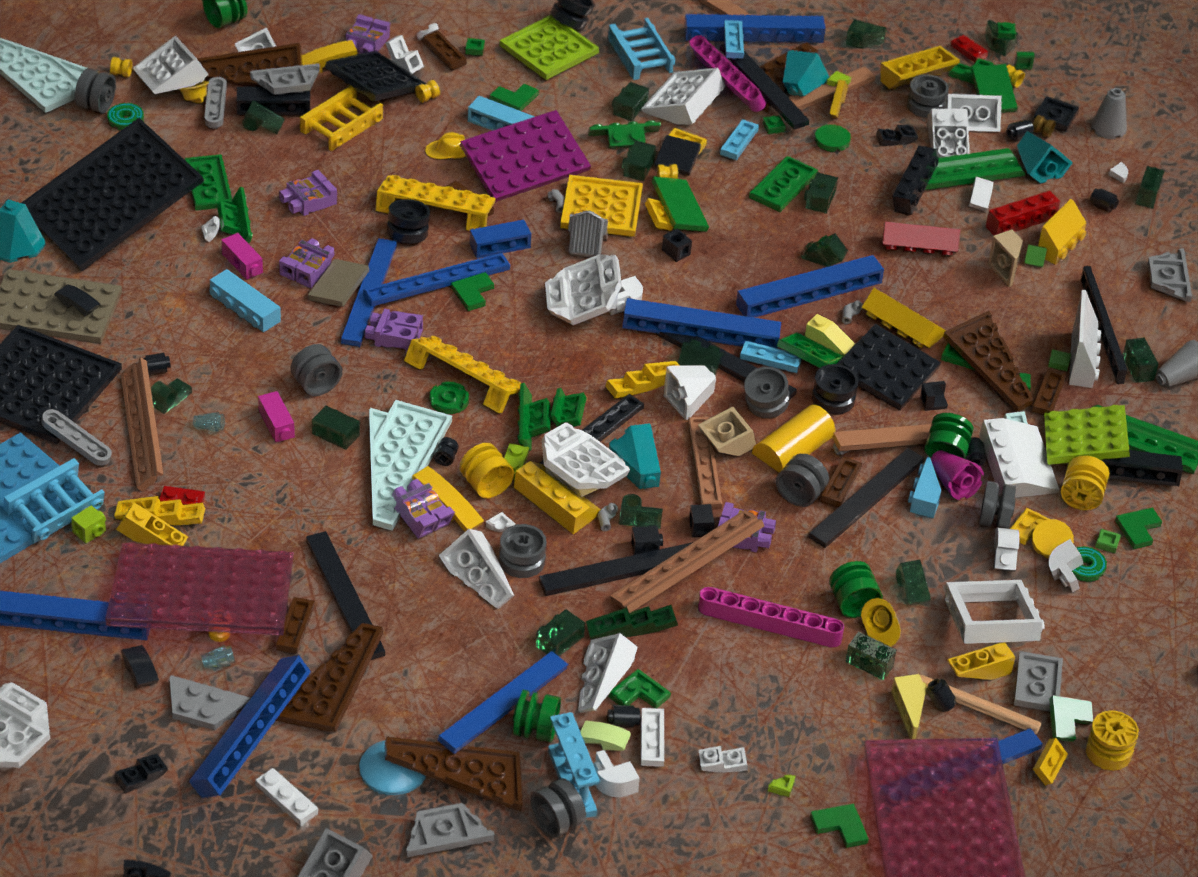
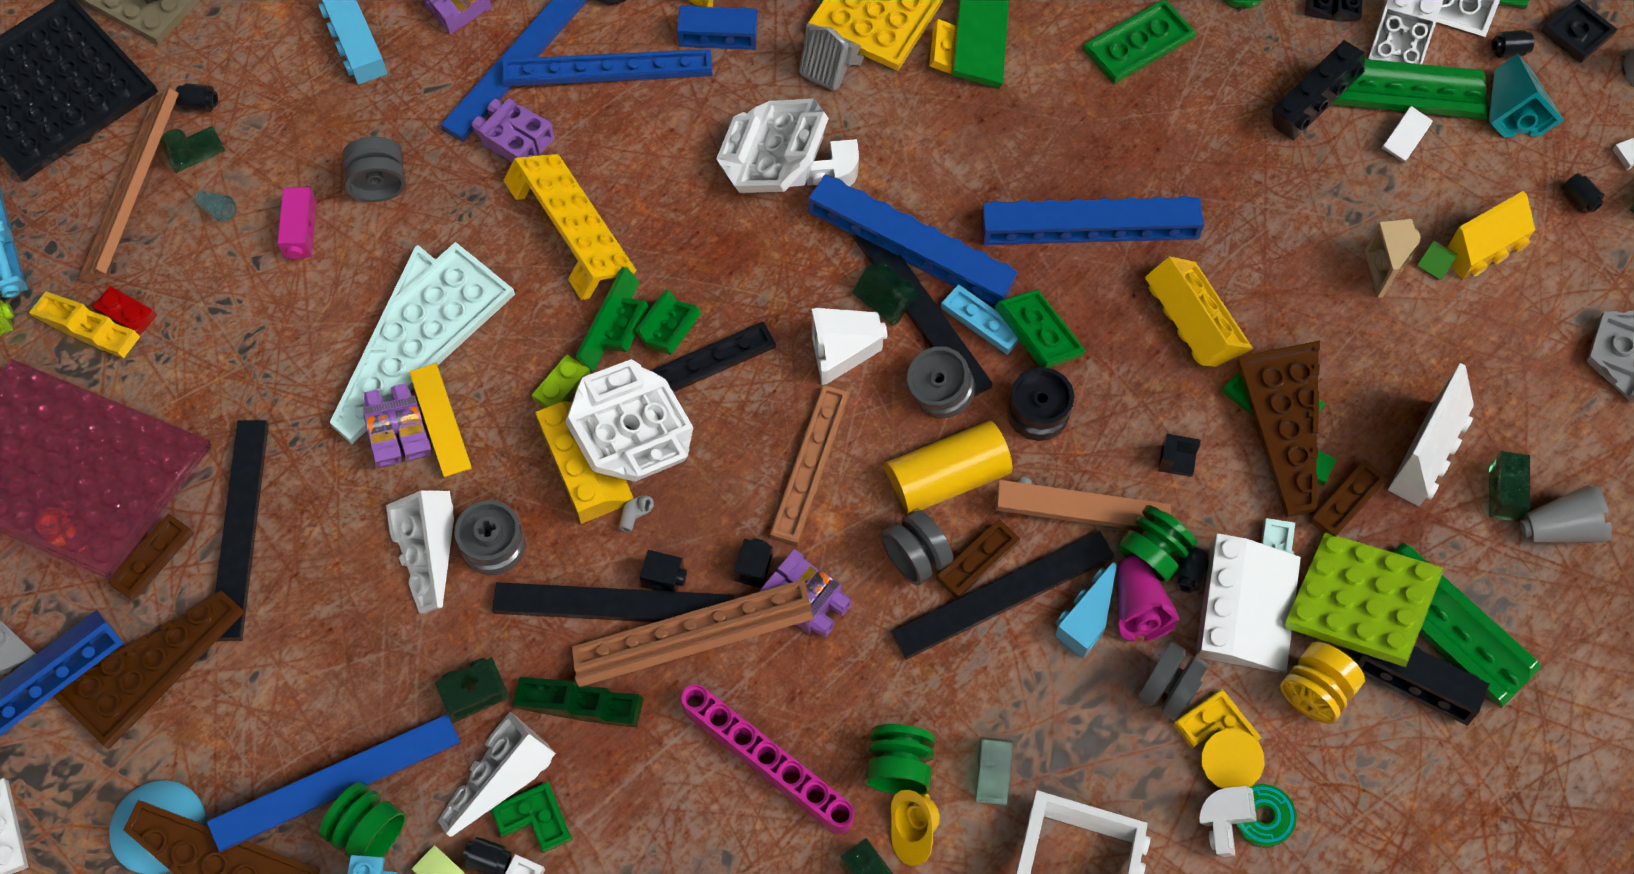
camera: 25 degrees right, 20 degrees up
(76, 437) = (39, 182): light grey plate -> none
(148, 529) = (57, 350): yellow slope -> none
(218, 657) = (33, 576): clear light blue cone -> none
(336, 427) = (361, 261): clear green brick -> none
(338, 282) = (481, 38): dark tan tile -> none
(446, 451) = (478, 342): black wheel -> none
(449, 398) = (531, 256): green tile -> none
(469, 290) = (641, 92): green tile -> none
(486, 470) = (505, 394): yellow wheel -> none
(499, 523) = (493, 477): white tile -> none
(634, 514) = (674, 525): clear green plate -> none
(639, 454) = (717, 433): teal slope -> none
(641, 381) = (793, 305): yellow slope -> none
(676, 245) = (941, 110): black brick -> none
(729, 433) = (855, 433): tan slope -> none
(821, 192) = (1181, 71): clear green brick -> none
(826, 251) = (1140, 169): clear green slope -> none
(828, 334) = (1081, 318): light yellow slope -> none
(850, 310) = (1130, 274): light grey arm -> none
(889, 366) = (1136, 385): black plate -> none
(920, 237) = (1283, 185): brick -> none
(1006, 548) = (1156, 754): white brick -> none
(1023, 213) = (1451, 185): red brick -> none
(1044, 126) = (1550, 46): pearl gold wheel -> none
(1059, 360) = (1391, 446): bright green tile -> none
(1107, 333) = (1483, 409): black tile -> none
(1107, 541) = (1316, 785): bright green tile -> none
(1135, 526) = (1368, 770): green tile -> none

